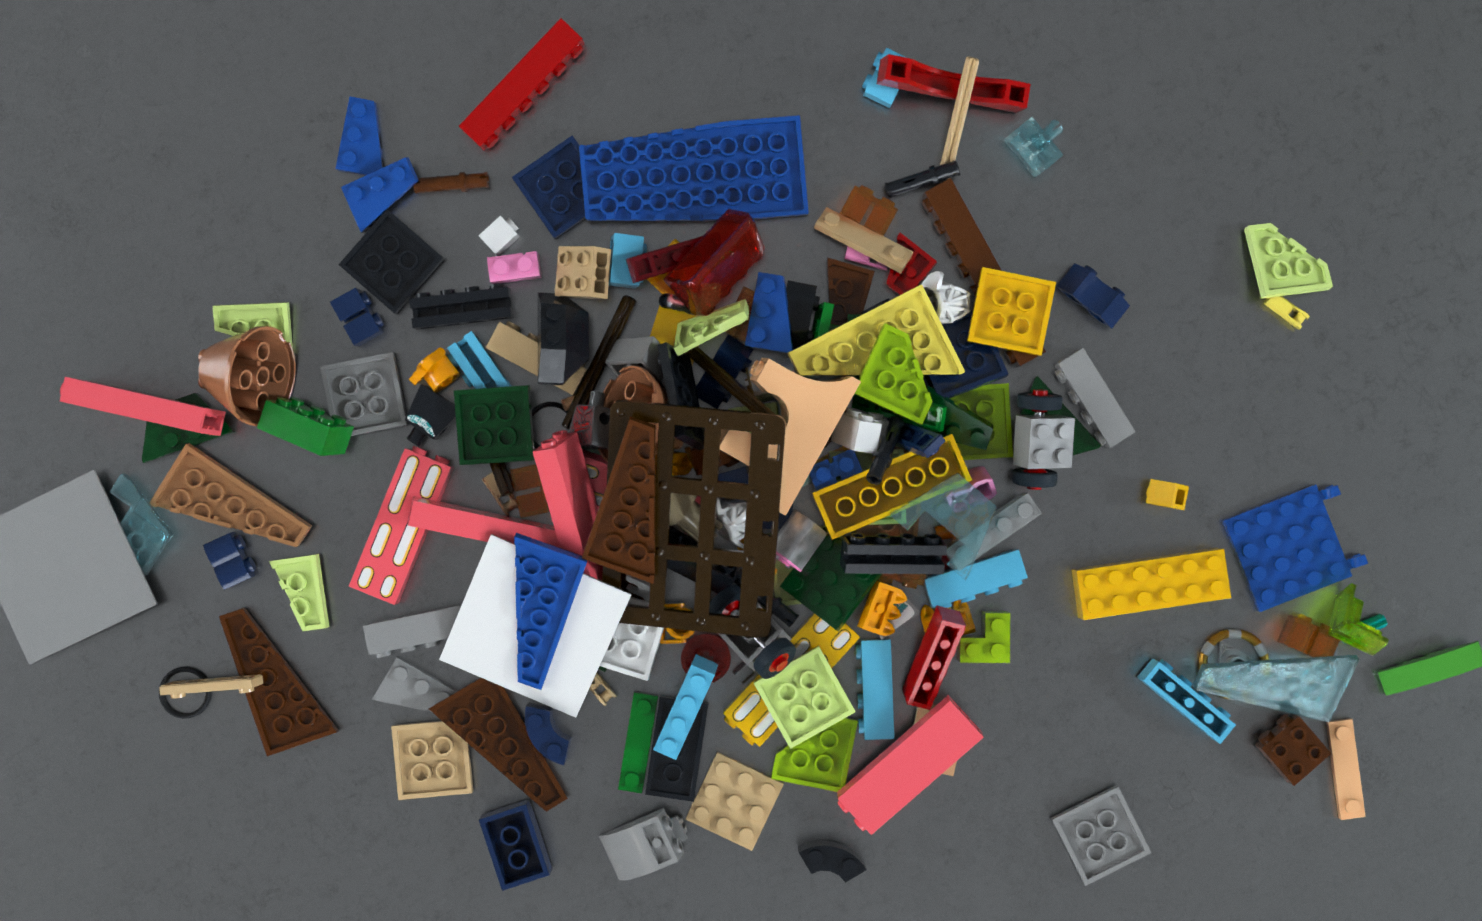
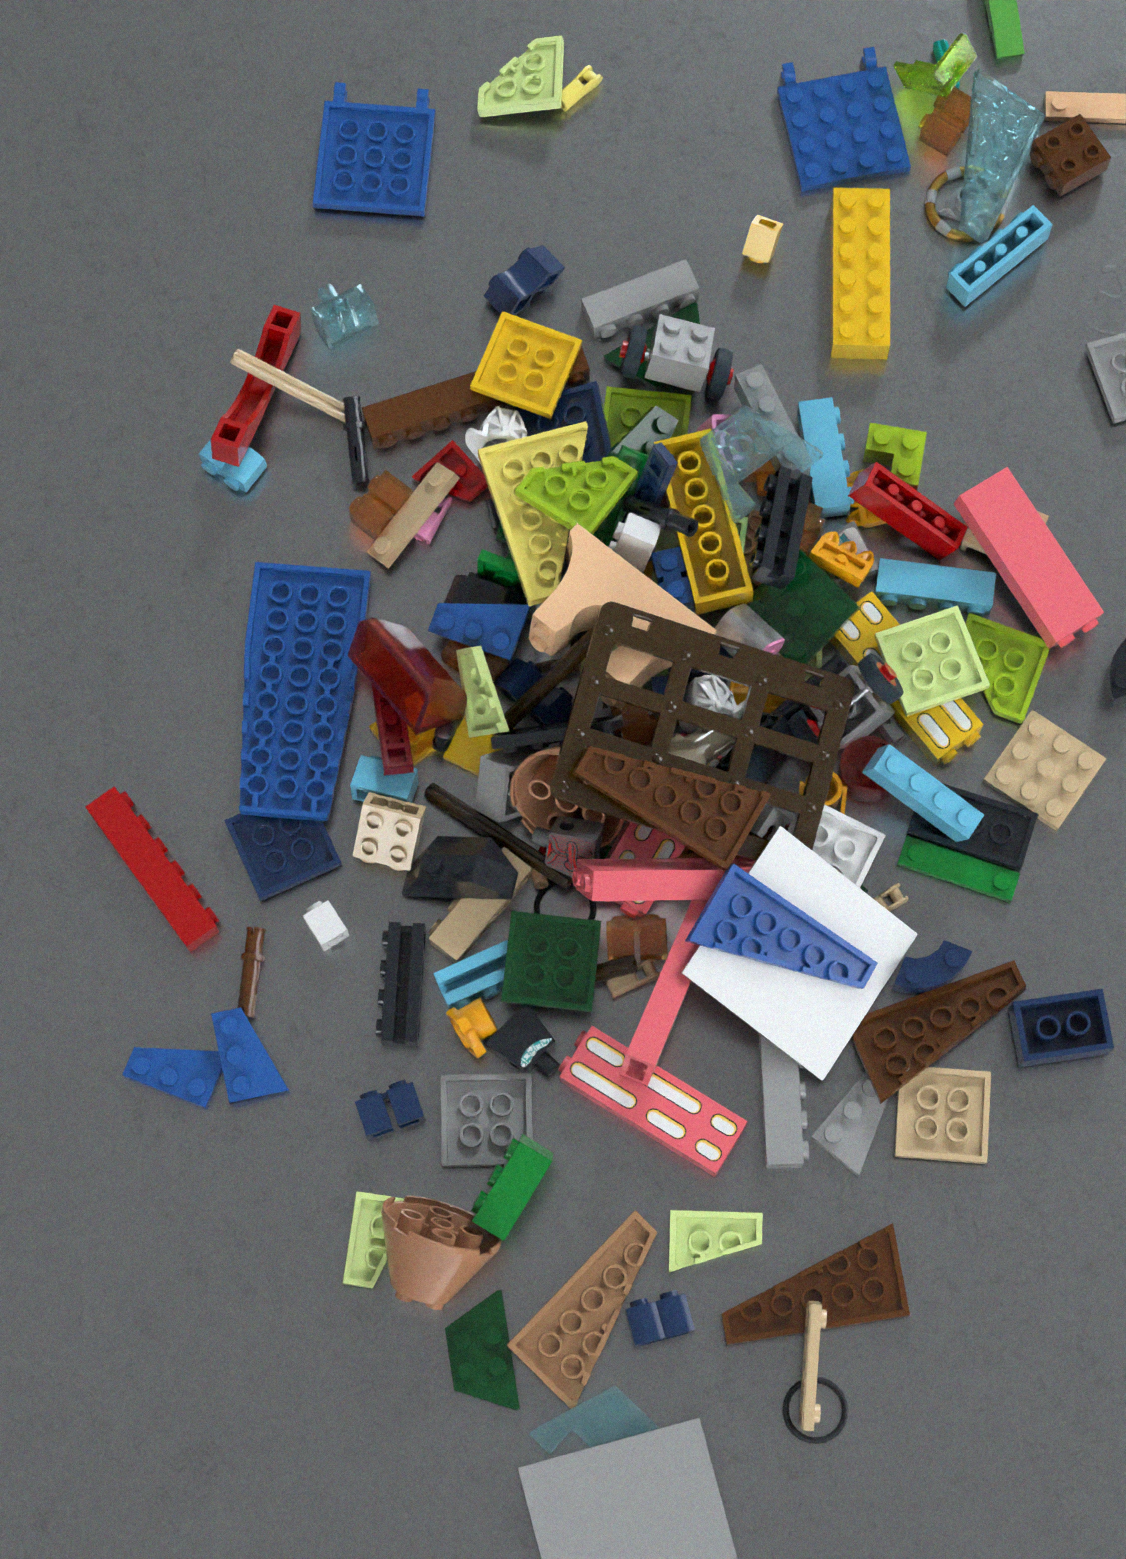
camera: 80 degrees left, 15 degrees down
(142, 406) = (450, 1385): coral brick -> none
(391, 261) = (331, 1059): black plate -> none
(514, 267) = (367, 913): bright pink brick -> none
(645, 844) = (1083, 880): light grey piece -> none
(847, 289) = (462, 541): reddish brown wing -> none
(1190, 144) = (374, 156): none -> blue plate

